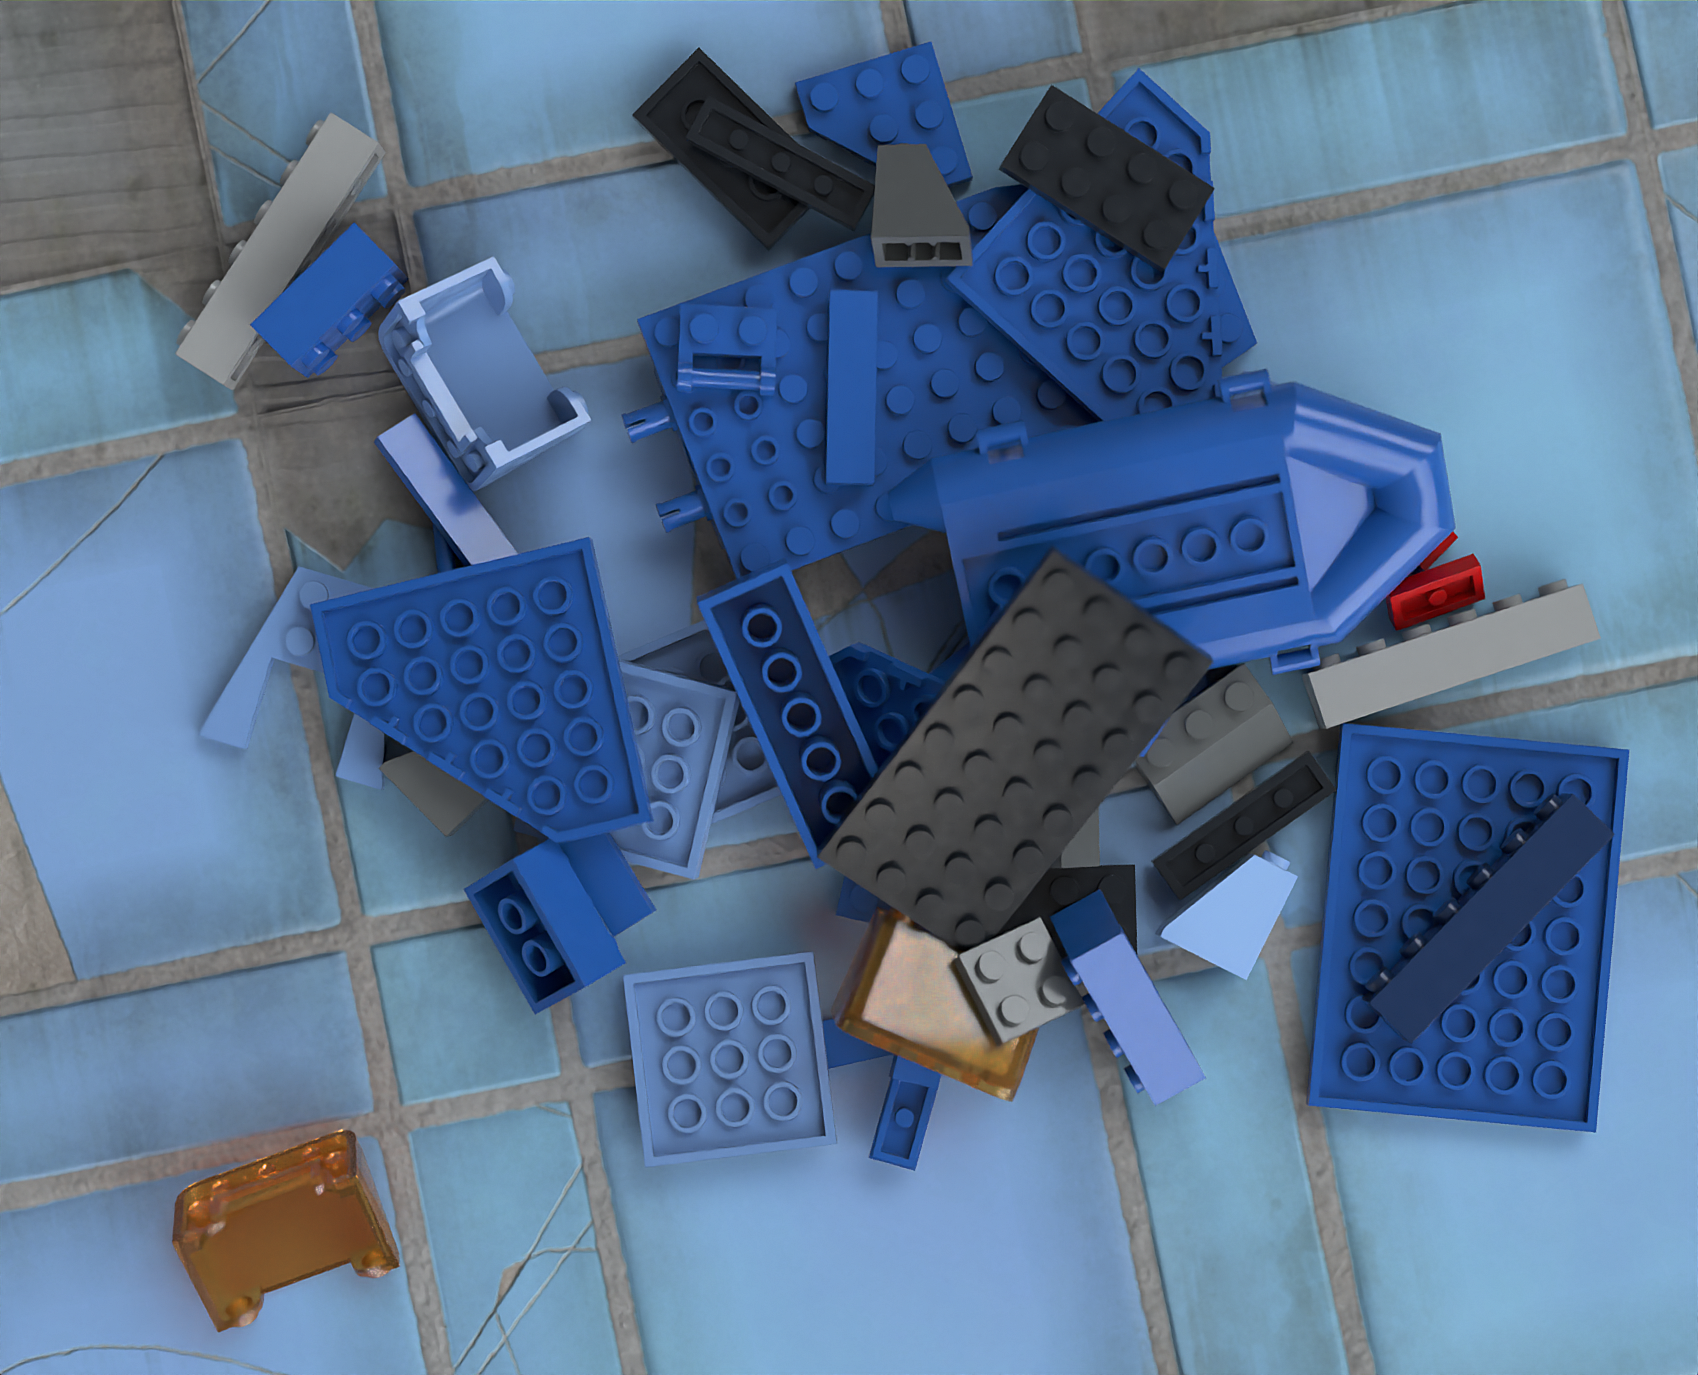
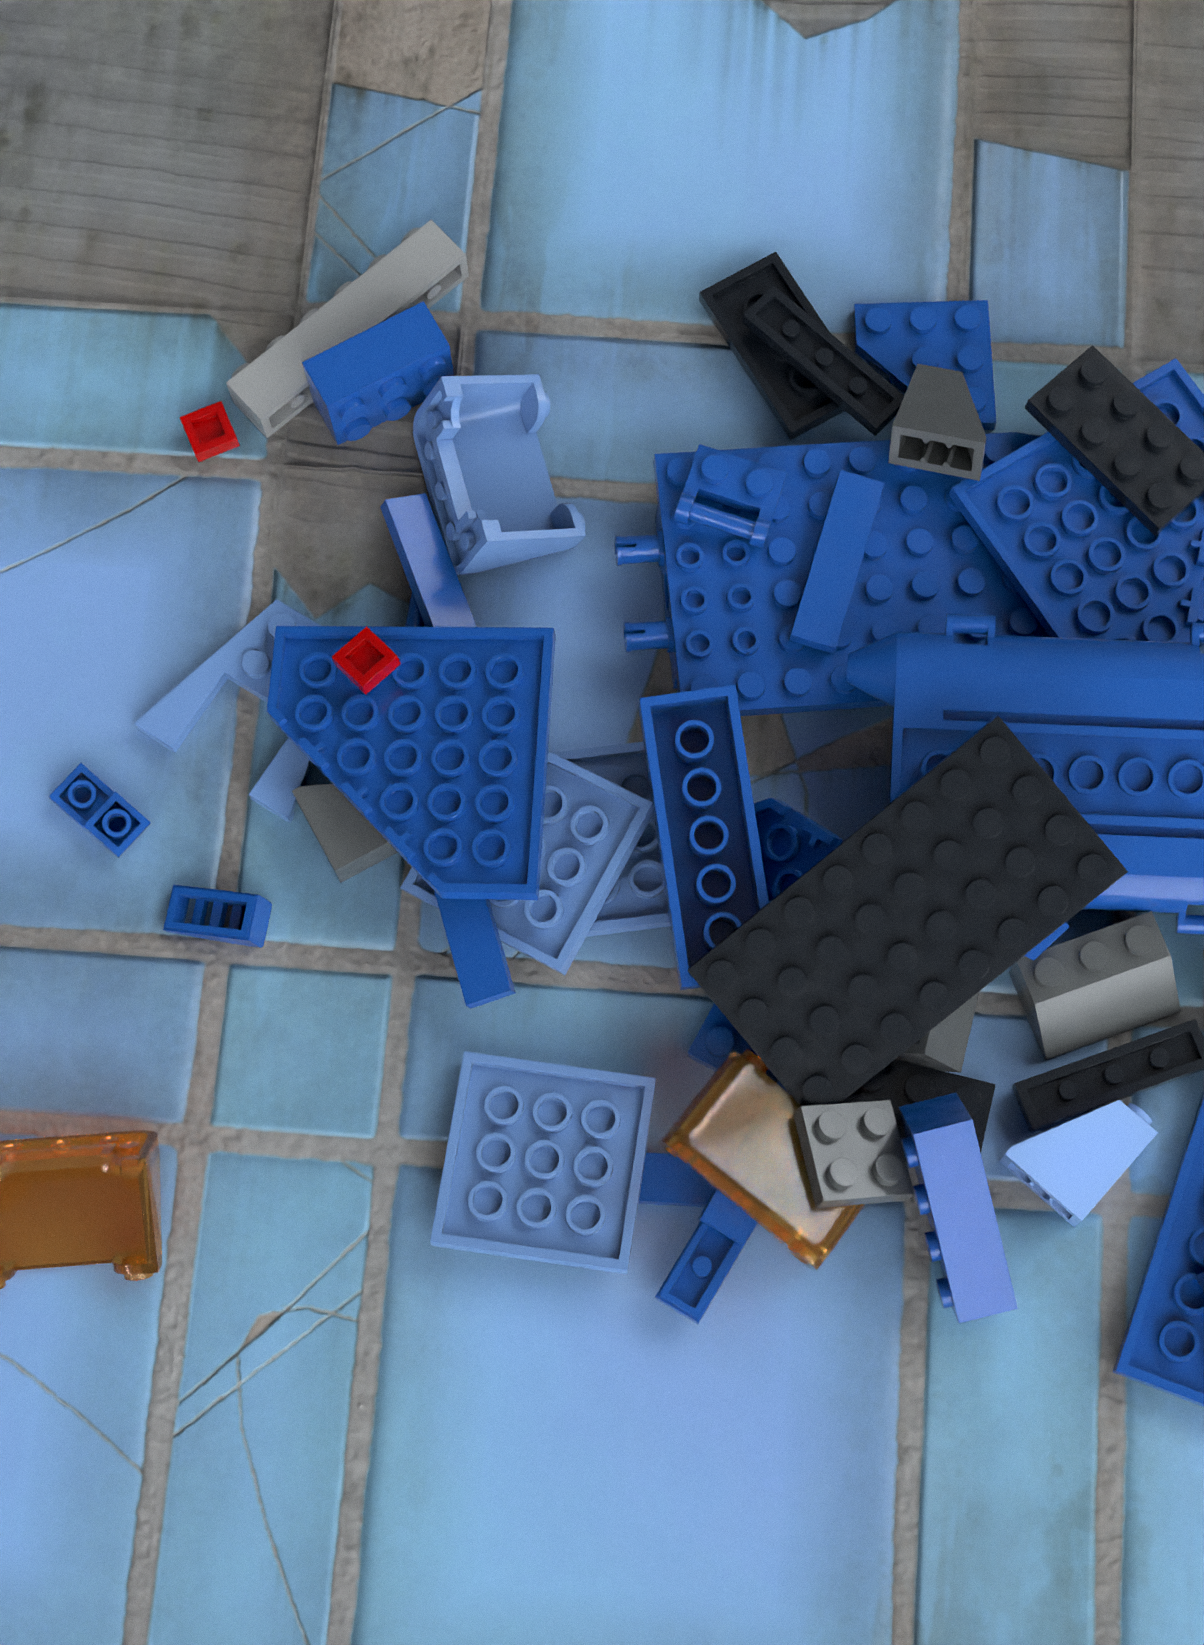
camera: 15 degrees right, 15 degrees down
(172, 403) = (209, 431): none -> red plate
(193, 831) = (99, 810): none -> blue slope
(371, 894) = (247, 920): none -> blue slope
(413, 624) = (366, 660): none -> red plate
(544, 925) = (403, 977): blue brick -> none

